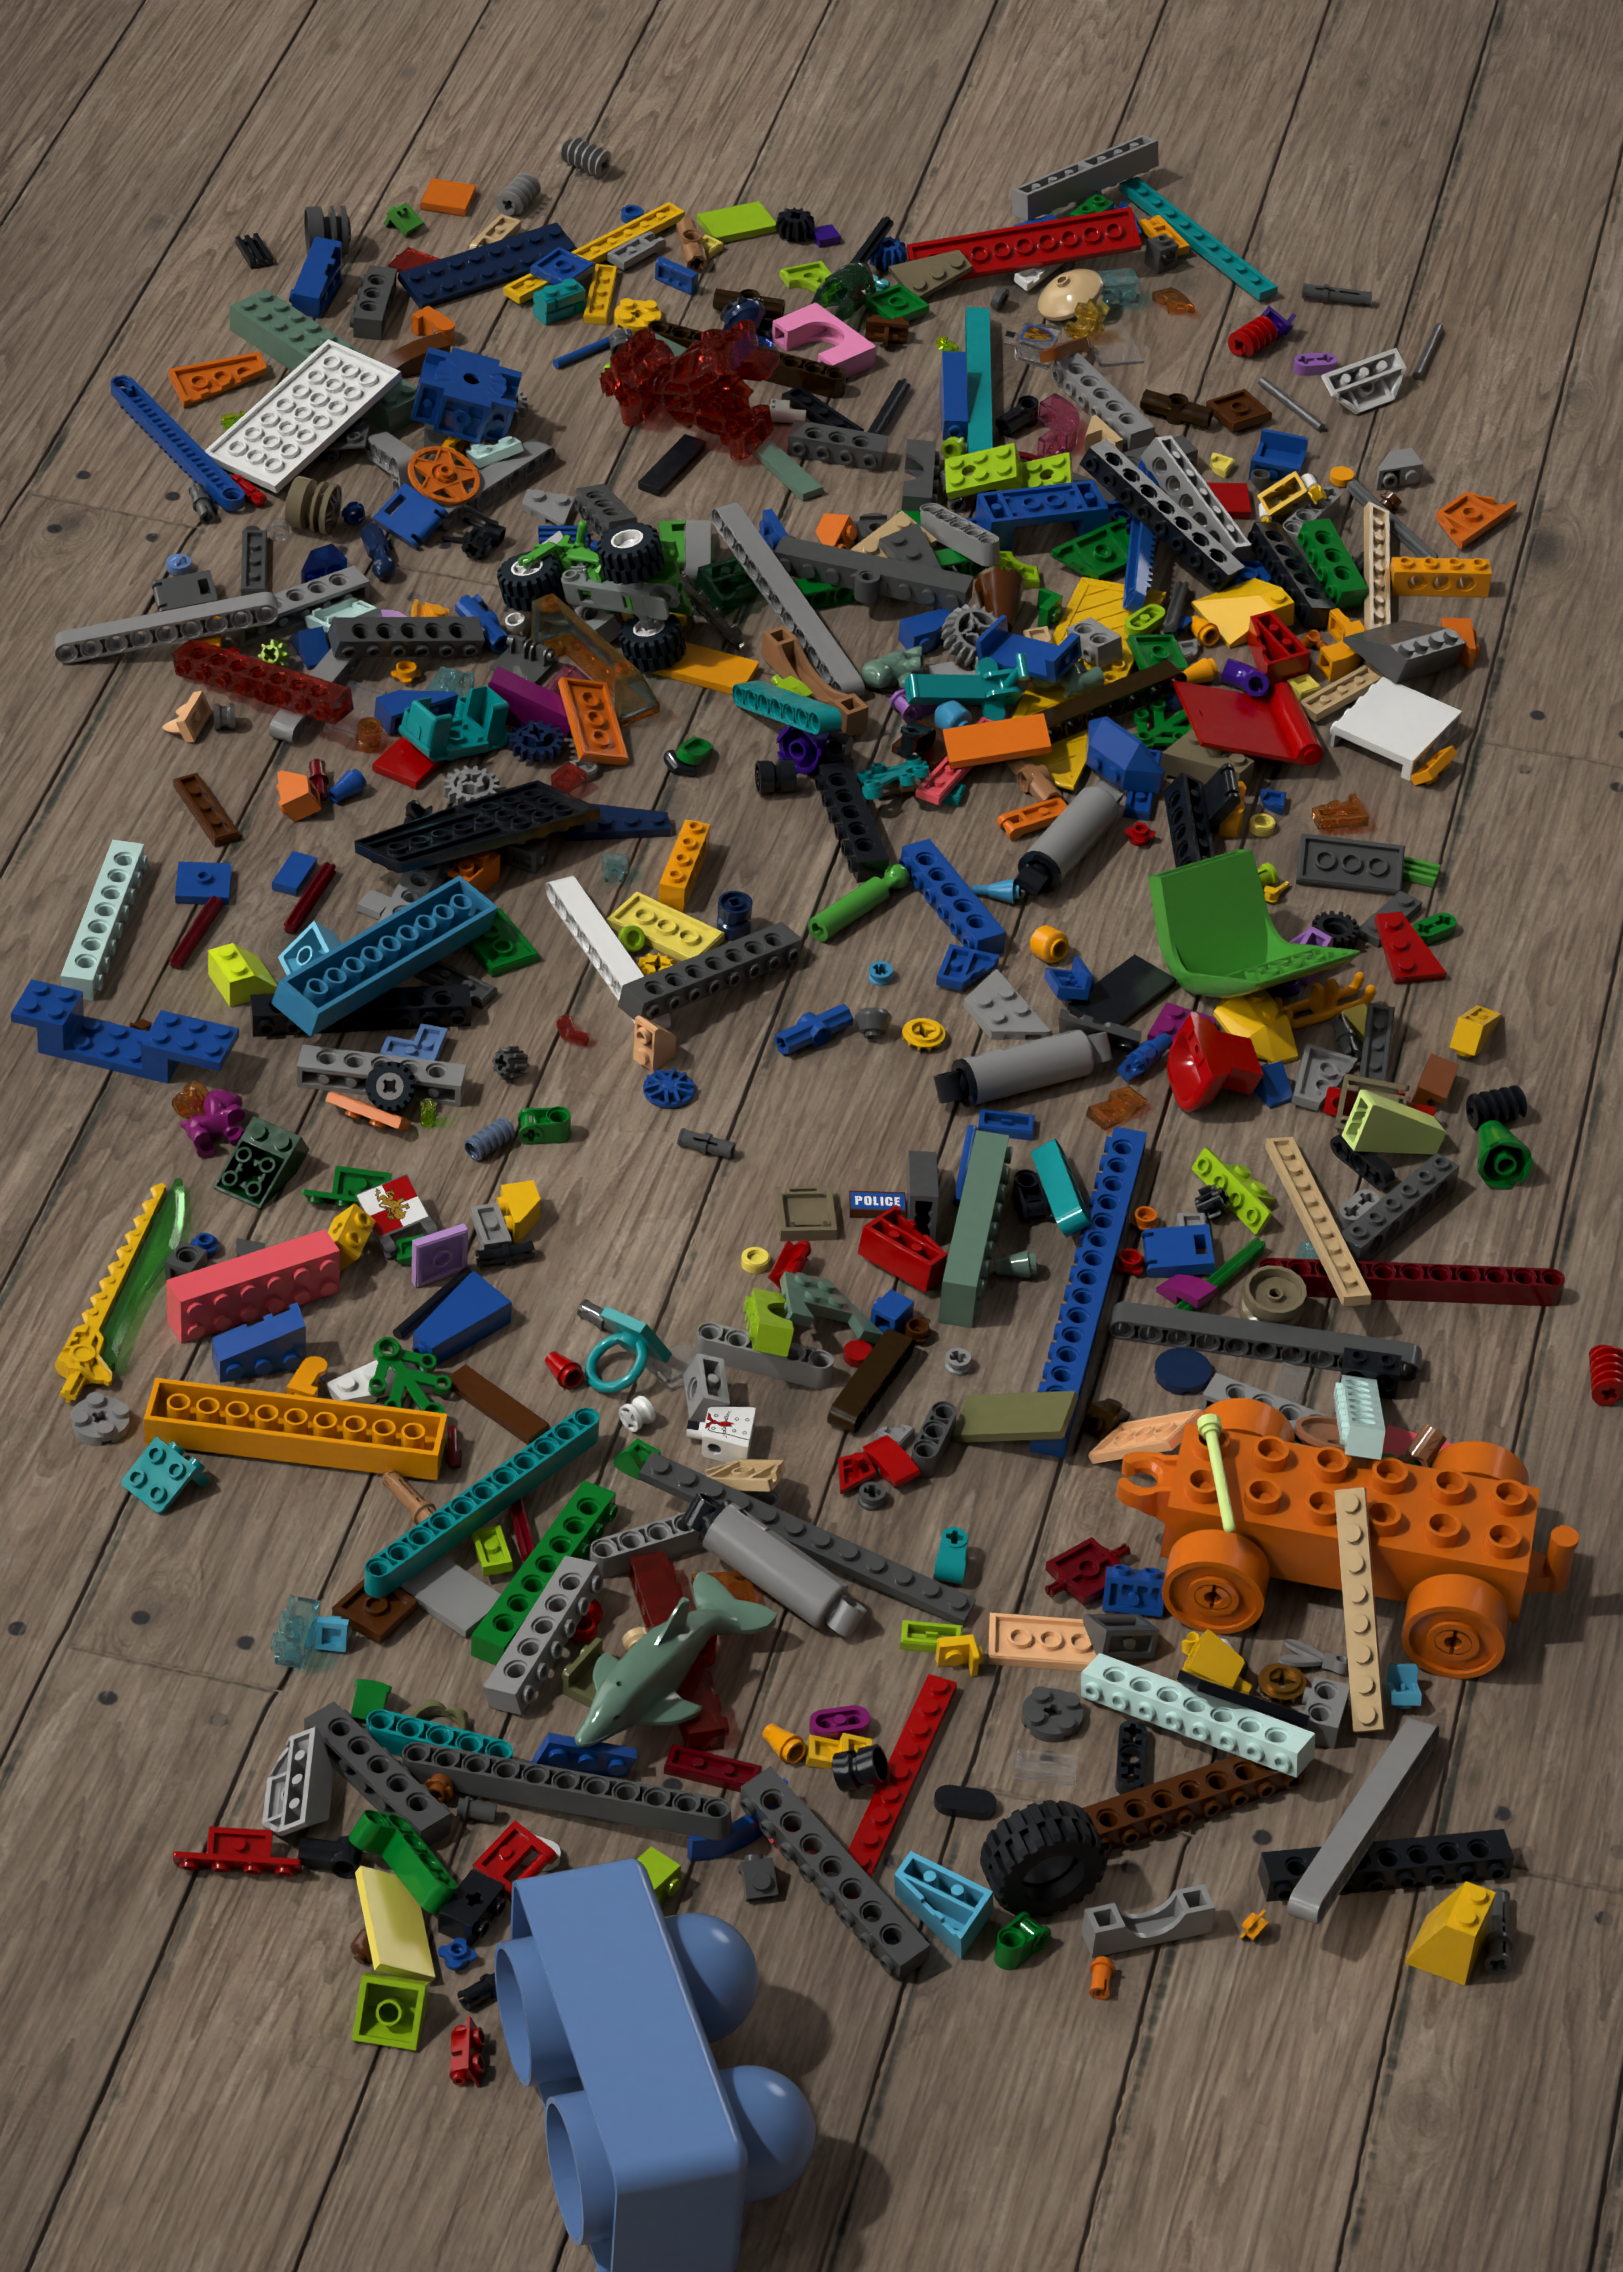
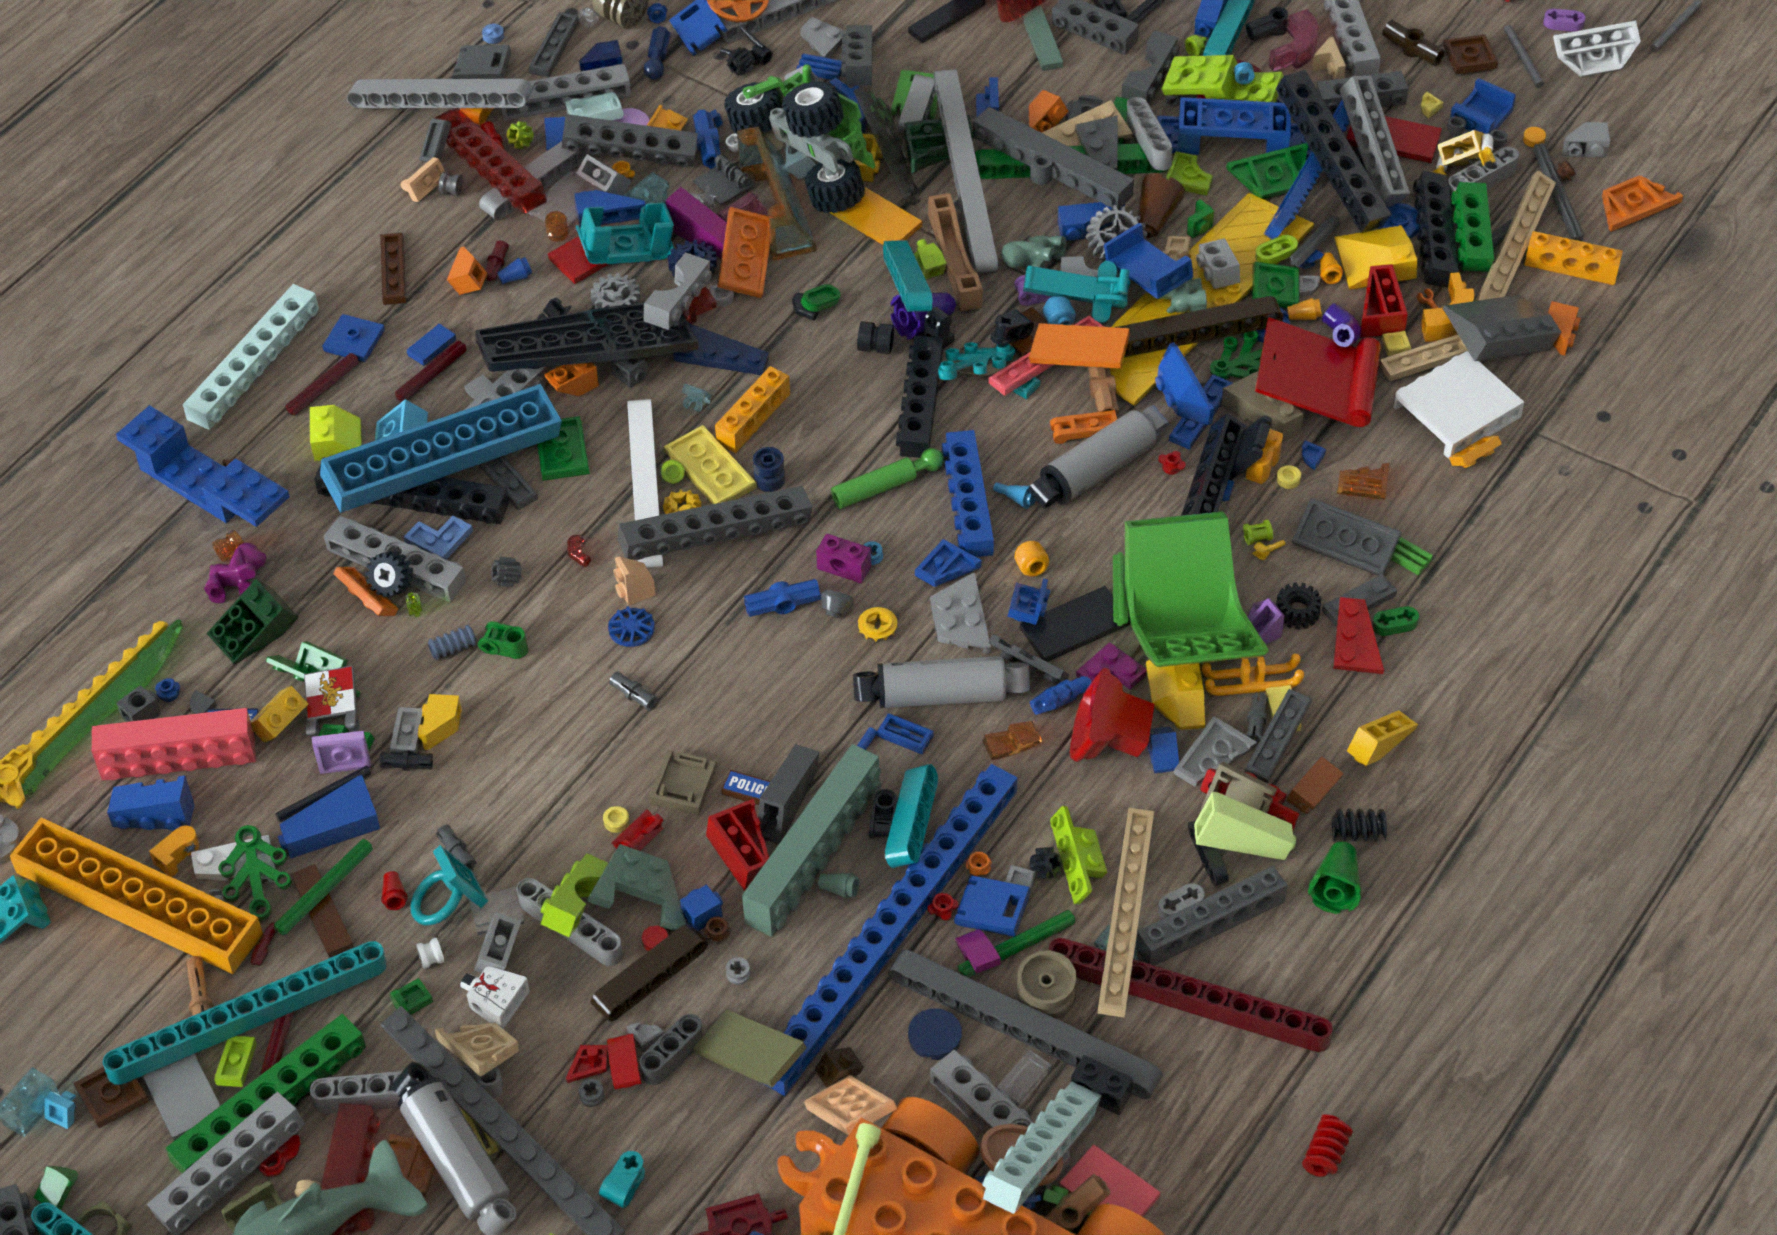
camera: 25 degrees right, 10 degrees up
(185, 675) = (435, 140): none -> dark grey tile
(393, 675) = (603, 176): none -> light grey brick
(491, 1380) = (323, 887): none -> green axle
(550, 776) = (666, 306): none -> light grey arch
(858, 981) = (843, 558): none -> magenta brick
(1026, 455) = (1241, 74): none -> dark azure bush
(1153, 953) = (1120, 608): none -> bright green axle

